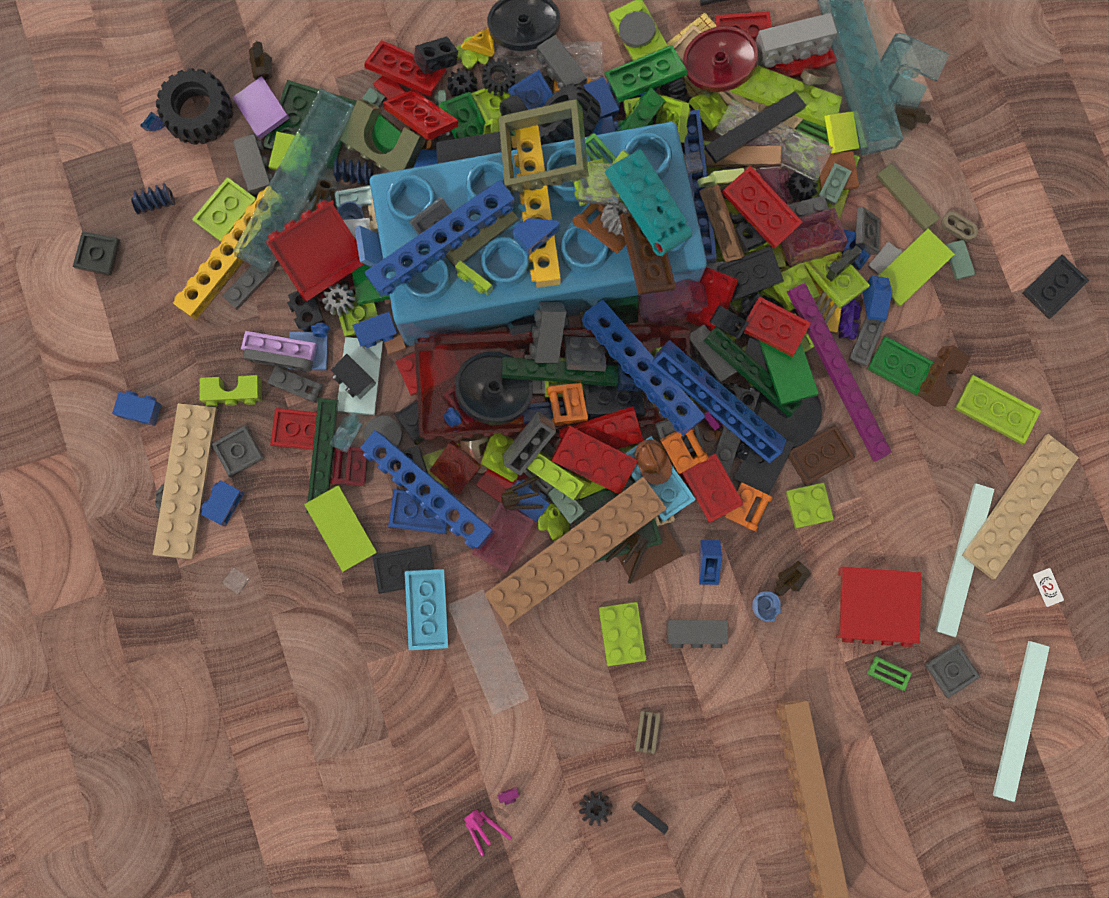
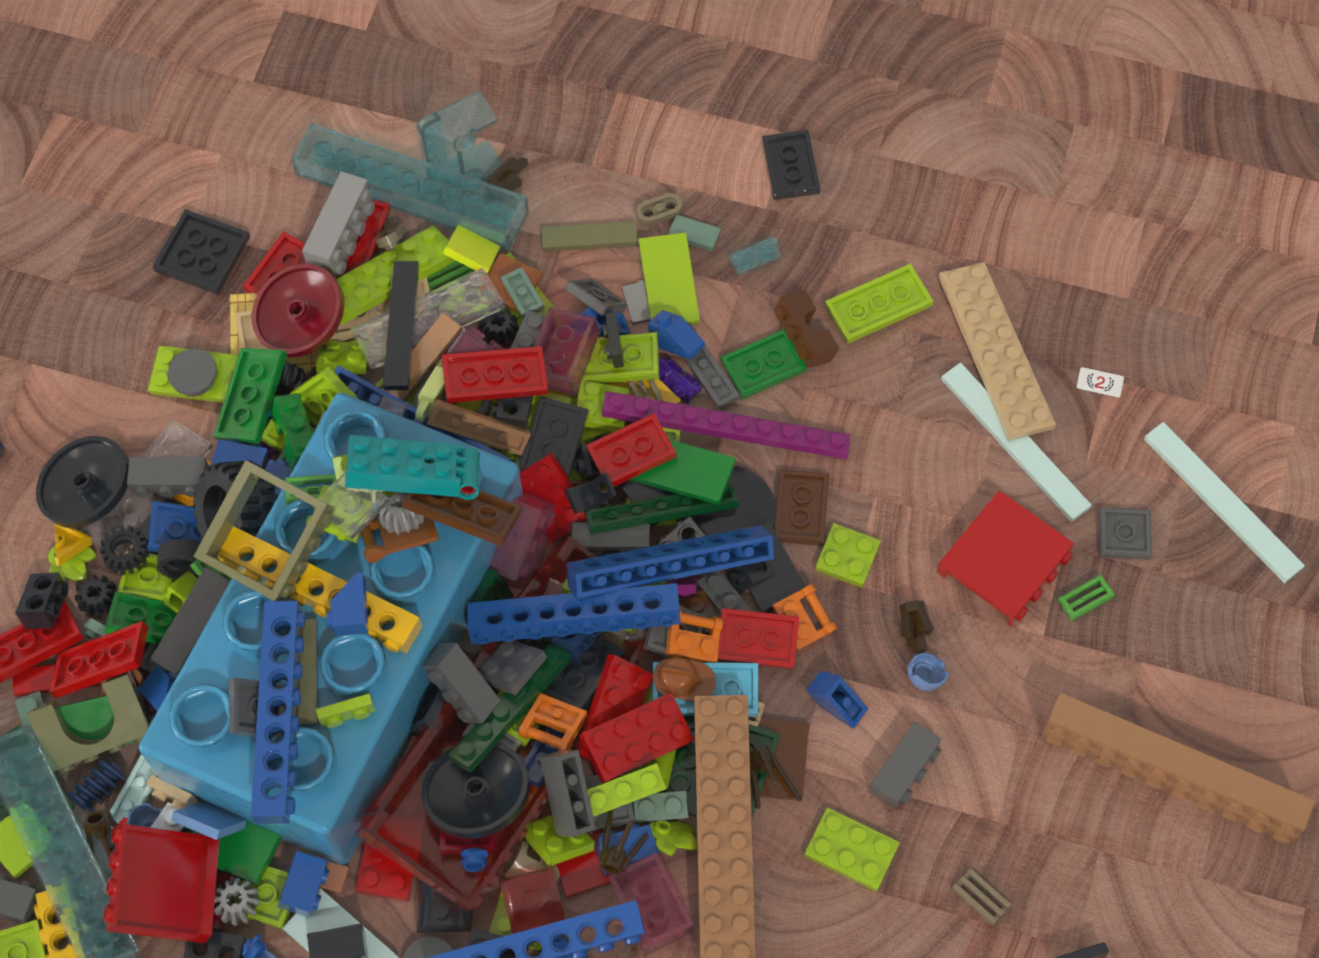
camera: 50 degrees left, 15 degrees down
(972, 308) = (755, 255): none -> clear light blue hinge

